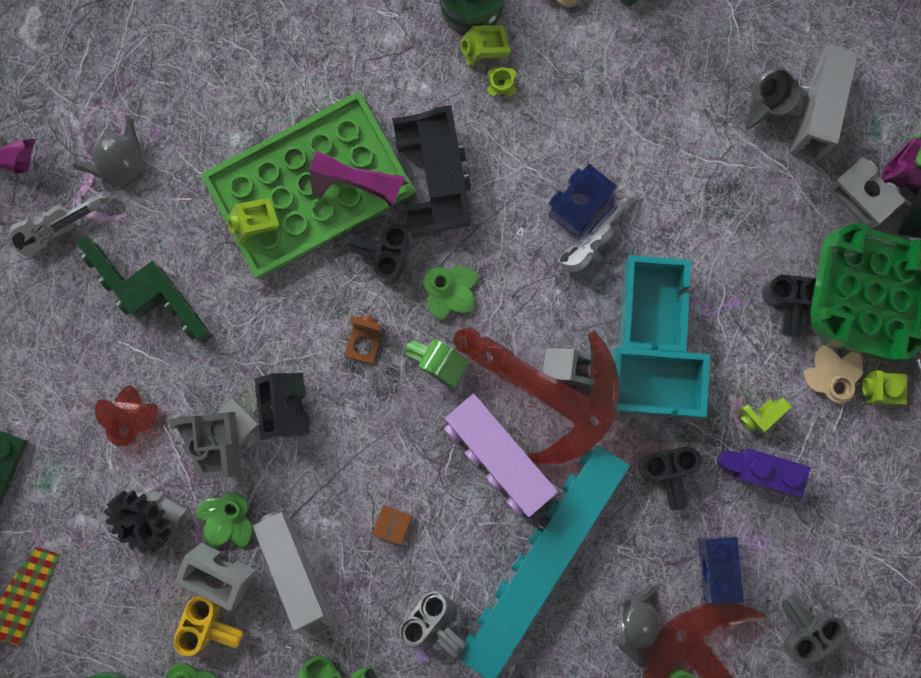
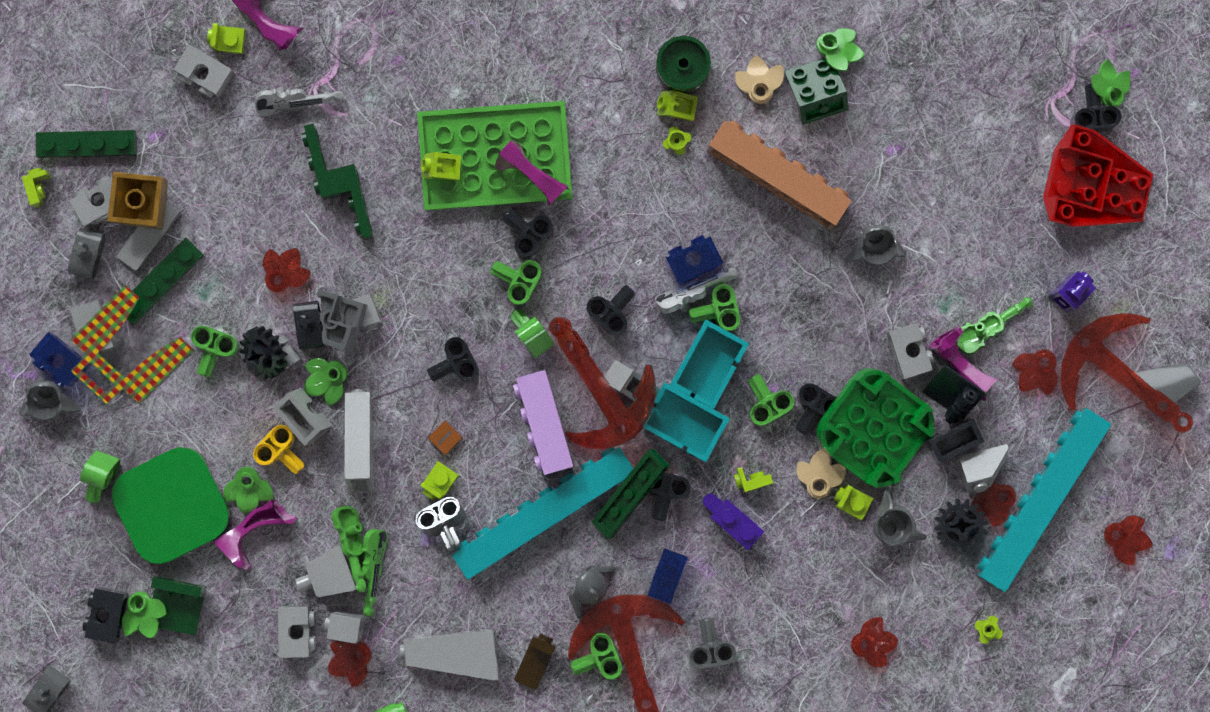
camera: 20 degrees right, 5 degrees up
(77, 542) = (212, 348): none -> bright green beam
(116, 157) = (359, 69): dark grey piece -> none
(177, 467) = (308, 325): none -> black beam
(281, 391) = (404, 324): black brick -> none
(364, 434) = (454, 363): none -> black beam
(368, 328) = (488, 283): dark orange bracket -> none
(395, 308) = (517, 279): none -> bright green beam
(407, 580) = (438, 481): none -> lime bracket
(442, 159) = (598, 198): black bracket -> none
(453, 294) = (567, 287): bright green plate -> none
(516, 295) = (612, 309): none -> black beam
(634, 64) = (778, 175): none -> nougat brick
(634, 241) = (717, 309): none -> bright green beam
(636, 492) = (630, 493): none -> dark green plate
(739, 319) = (767, 401): none -> bright green beam
(826, 104) = (912, 268): light grey slope -> none

